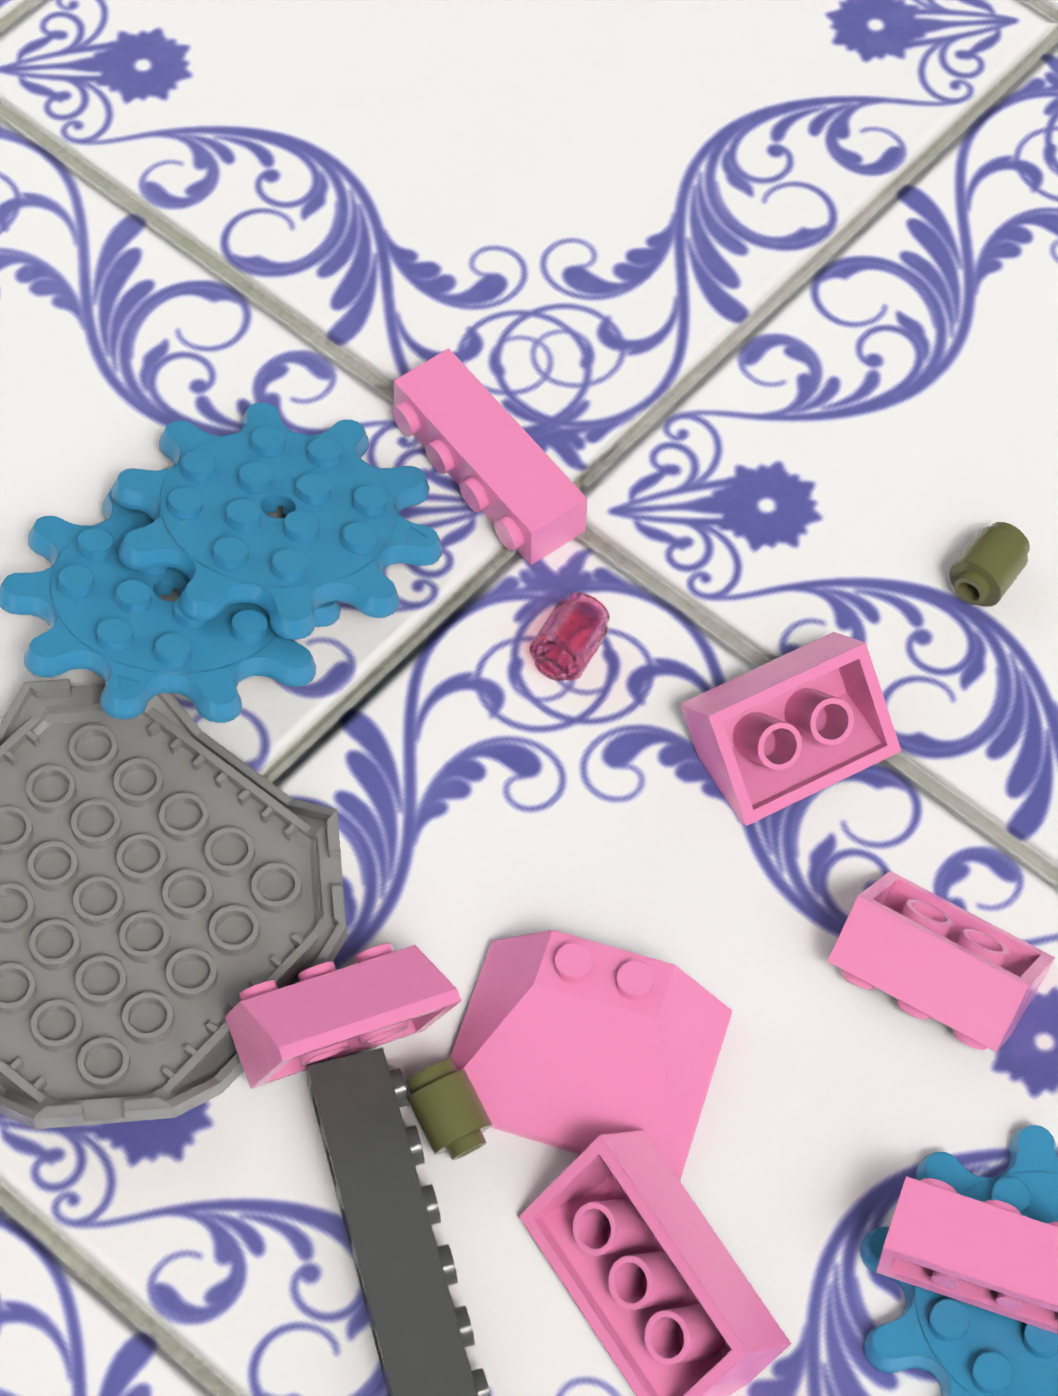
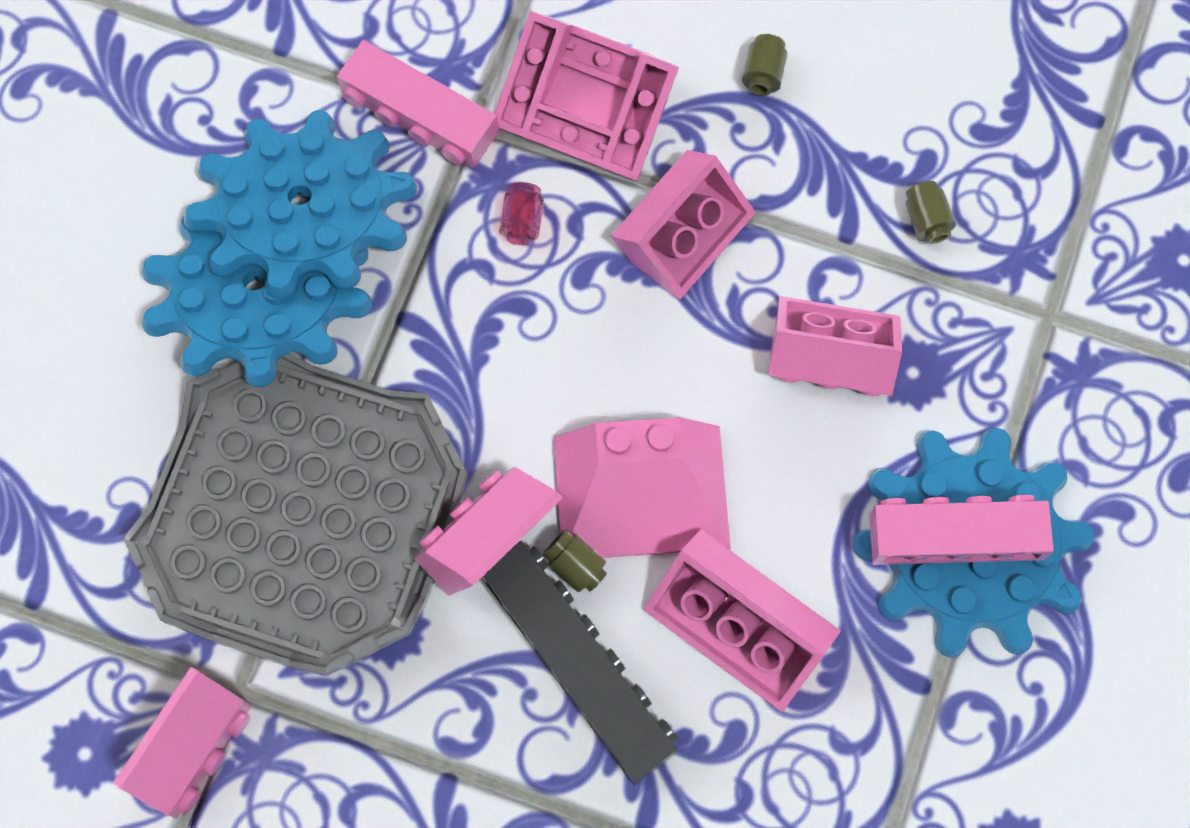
camera: 20 degrees left, 15 degrees up
(719, 517) = (585, 95): none -> bright pink slope

